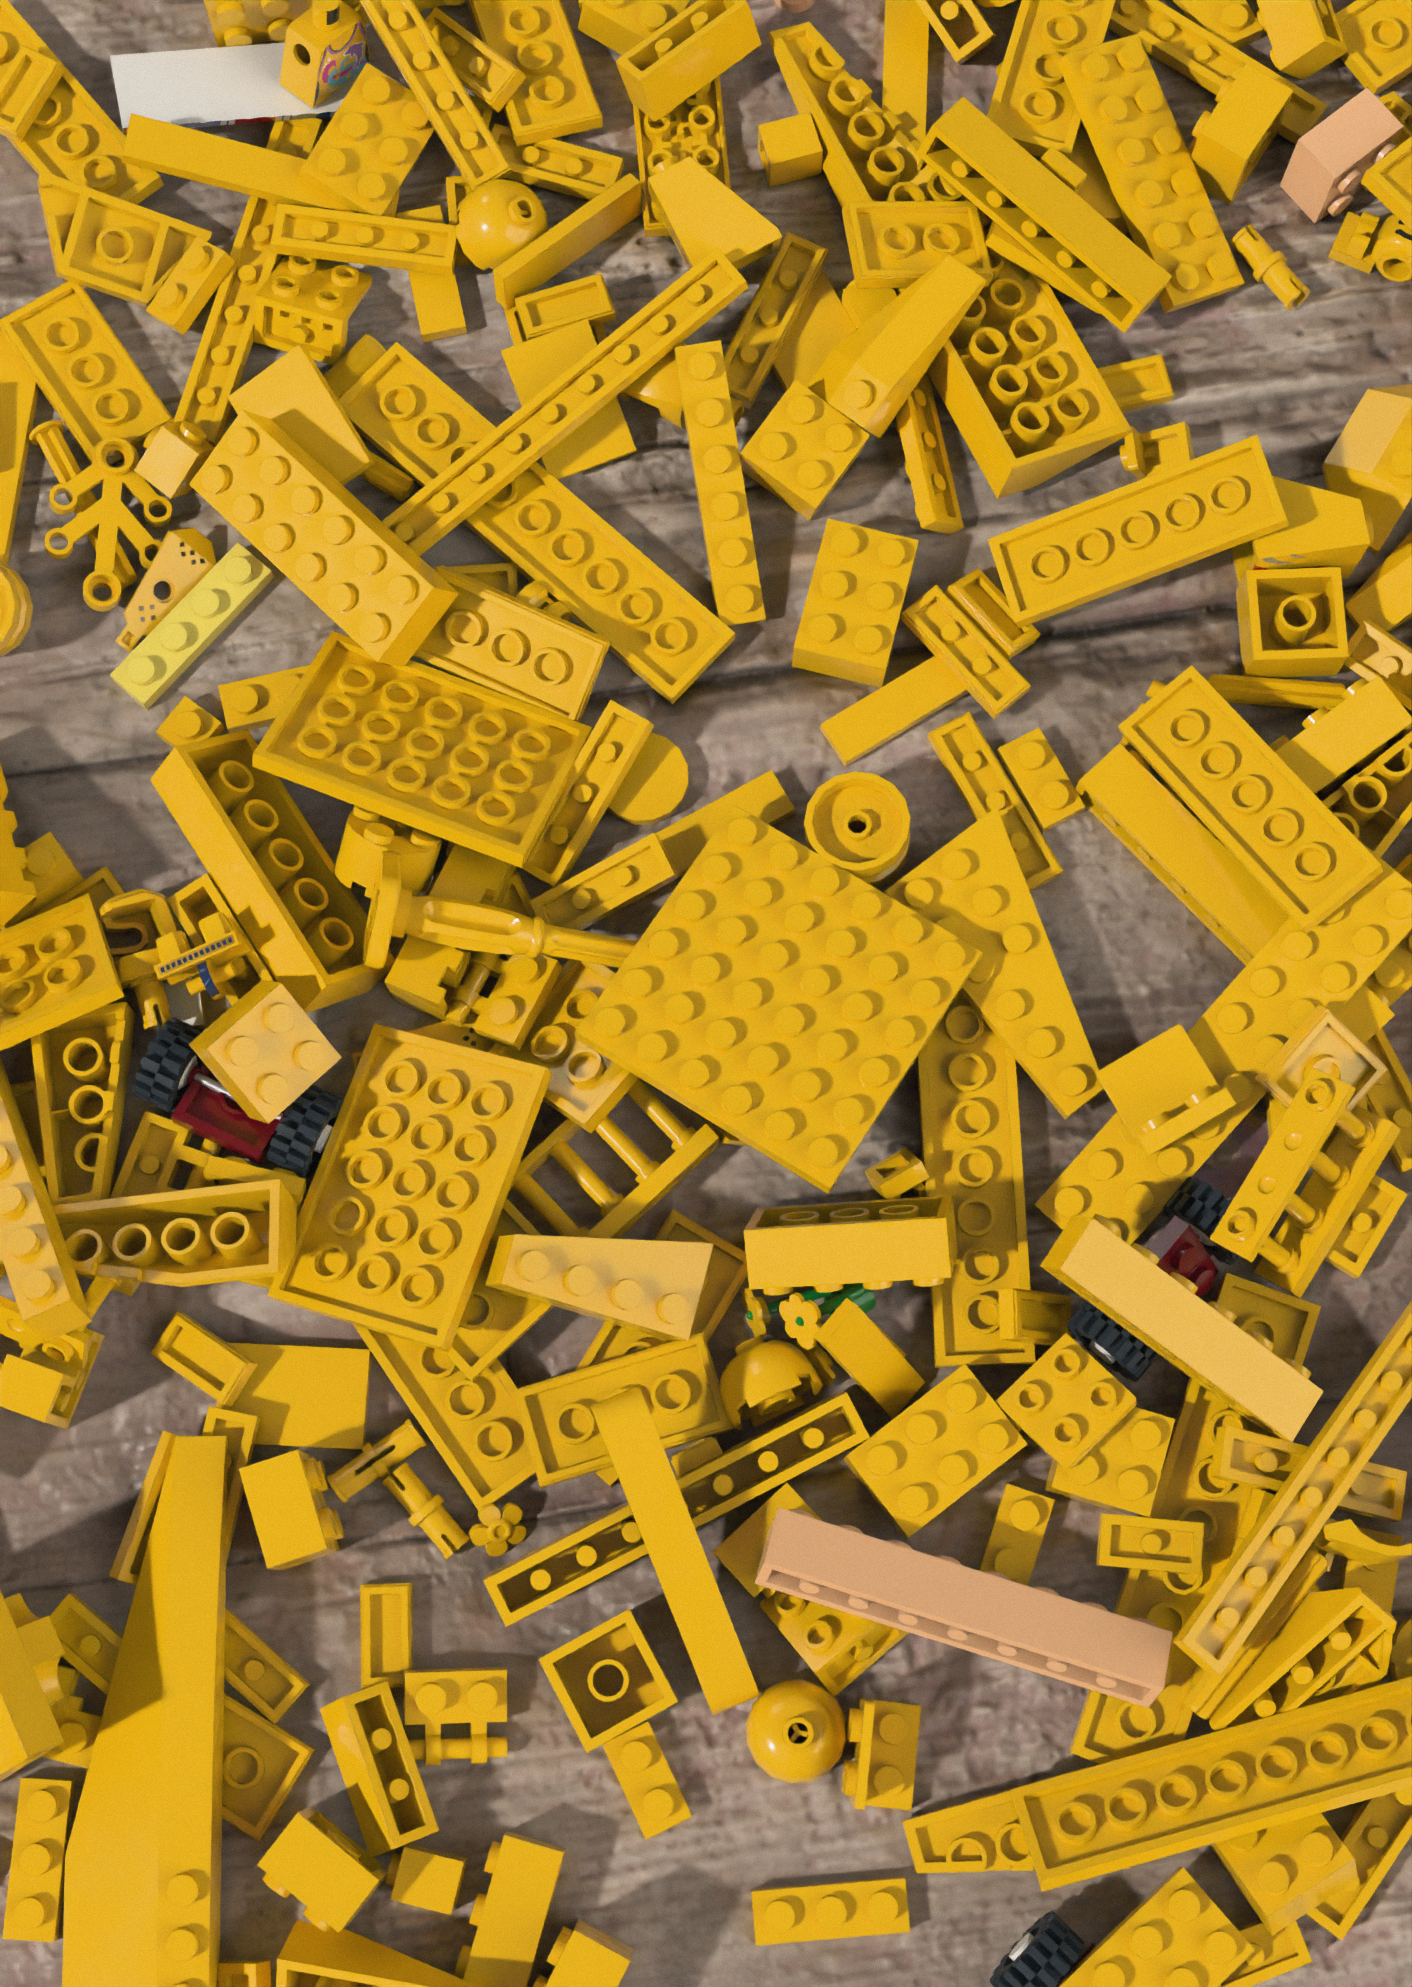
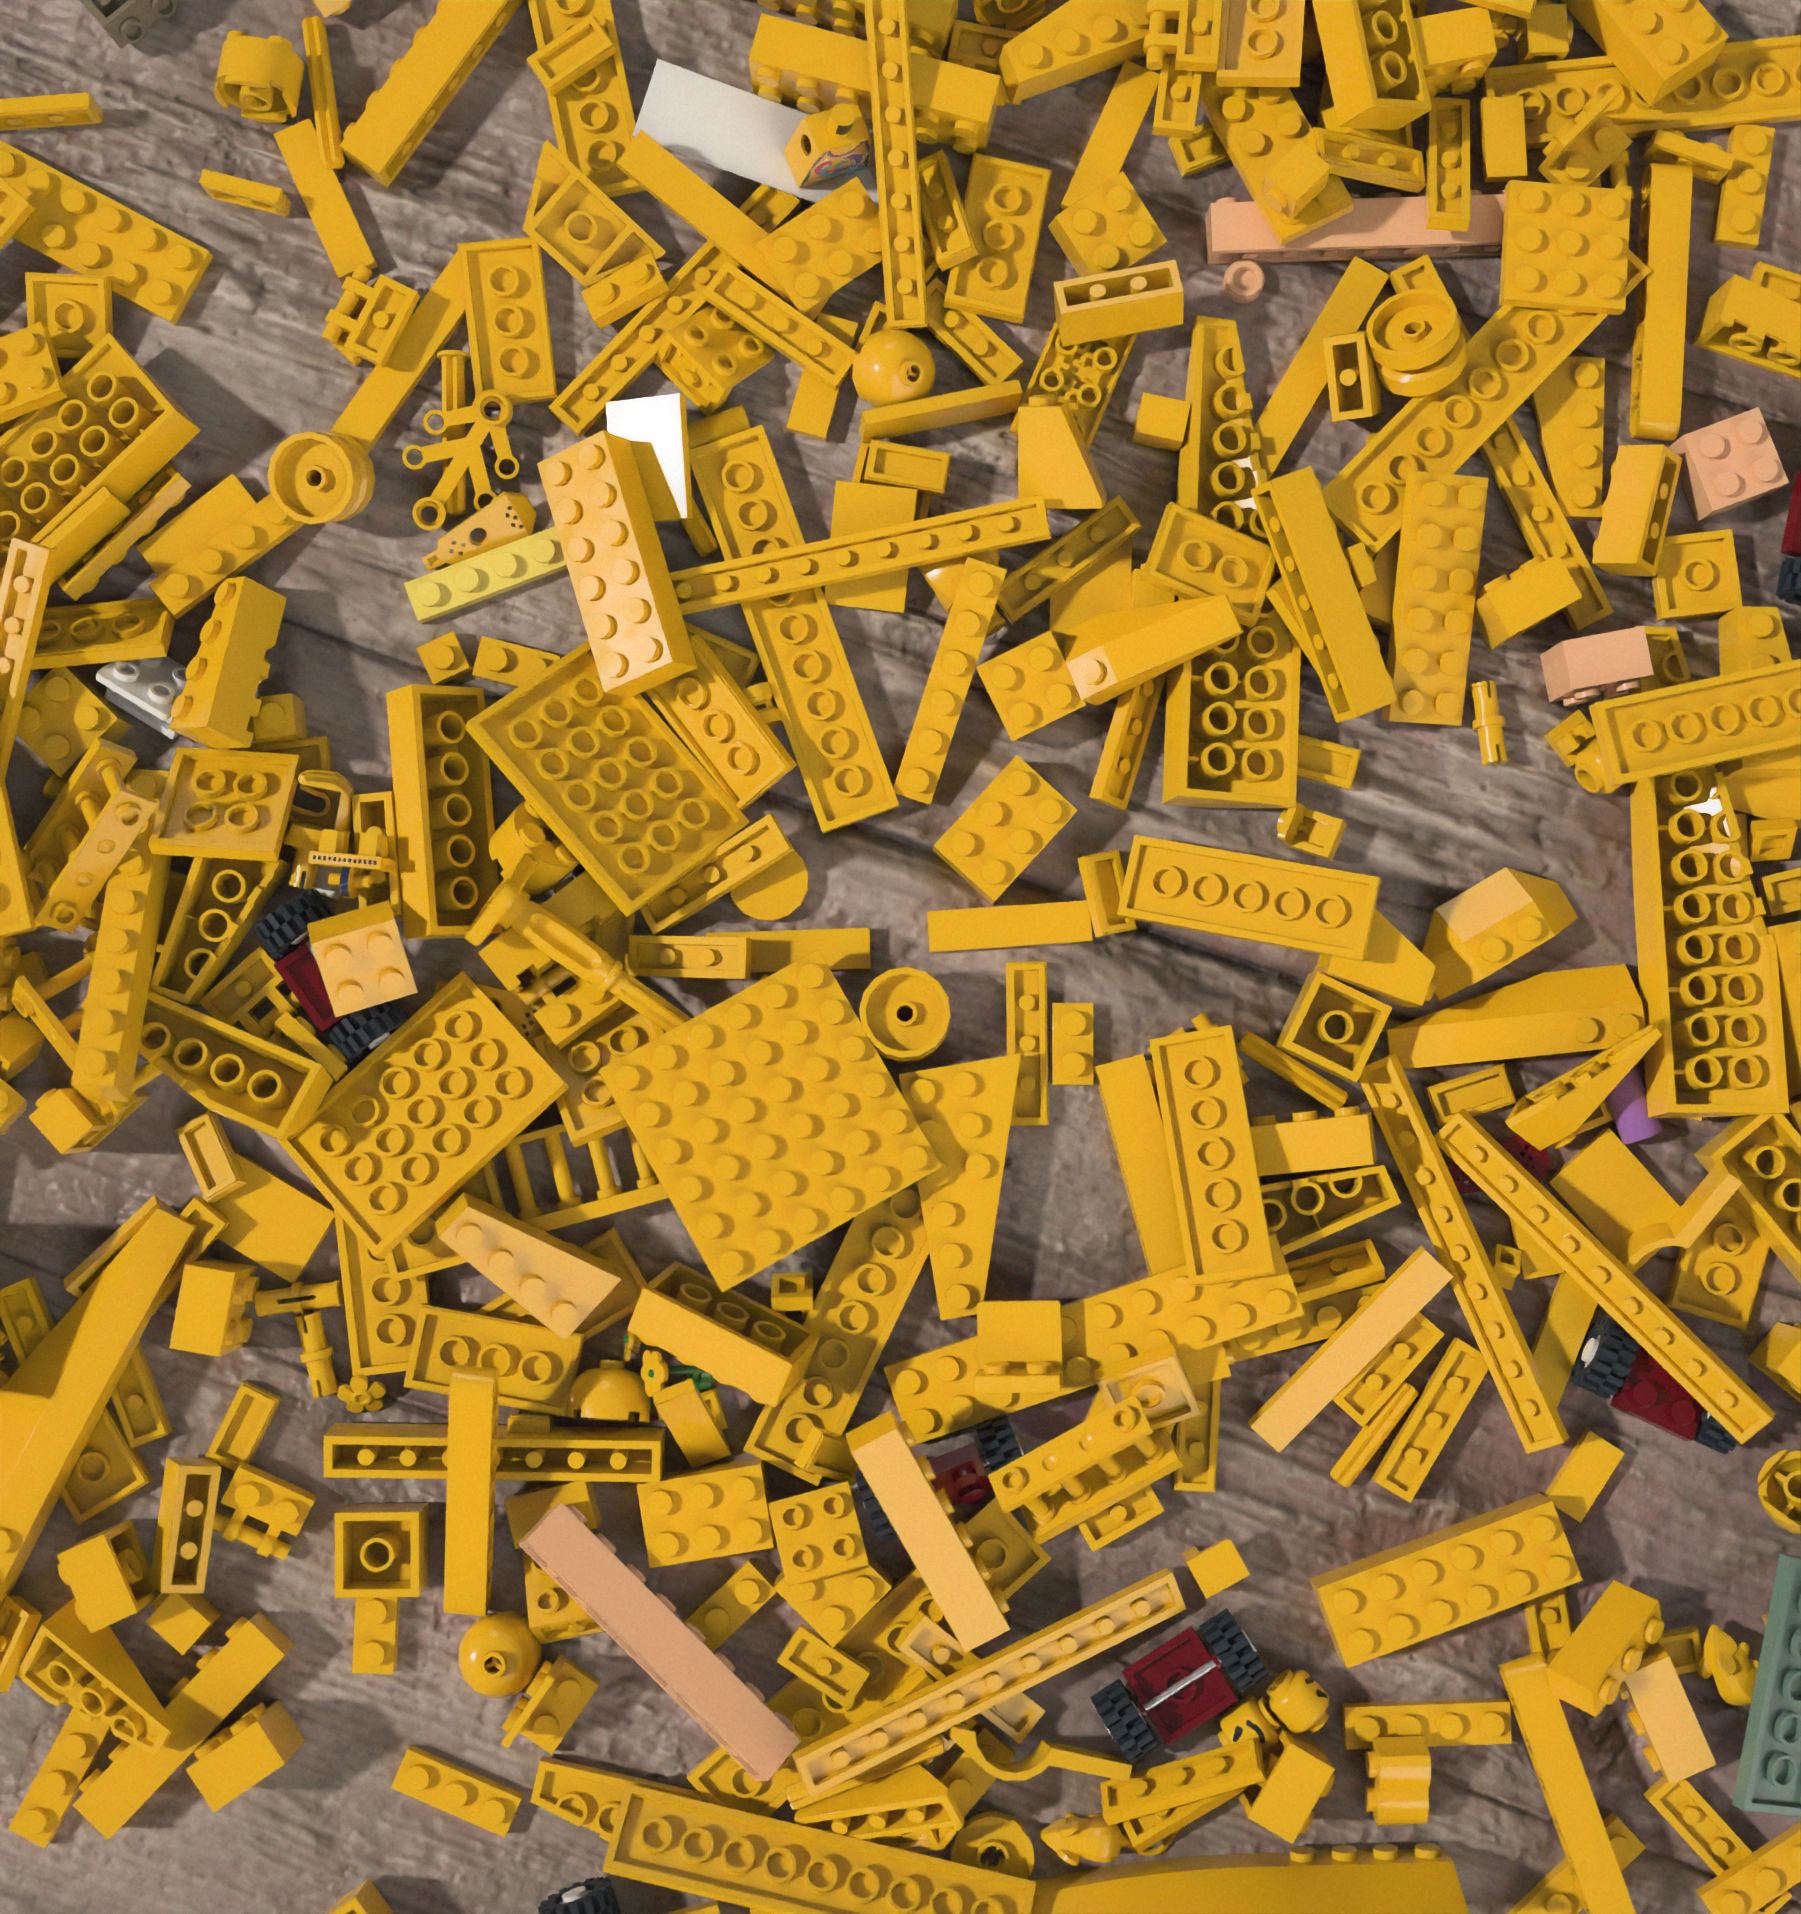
camera: 25 degrees right, 10 degrees up
(173, 457) = (538, 433): yellow brick -> none
(965, 652) = (1068, 914): yellow tile -> none

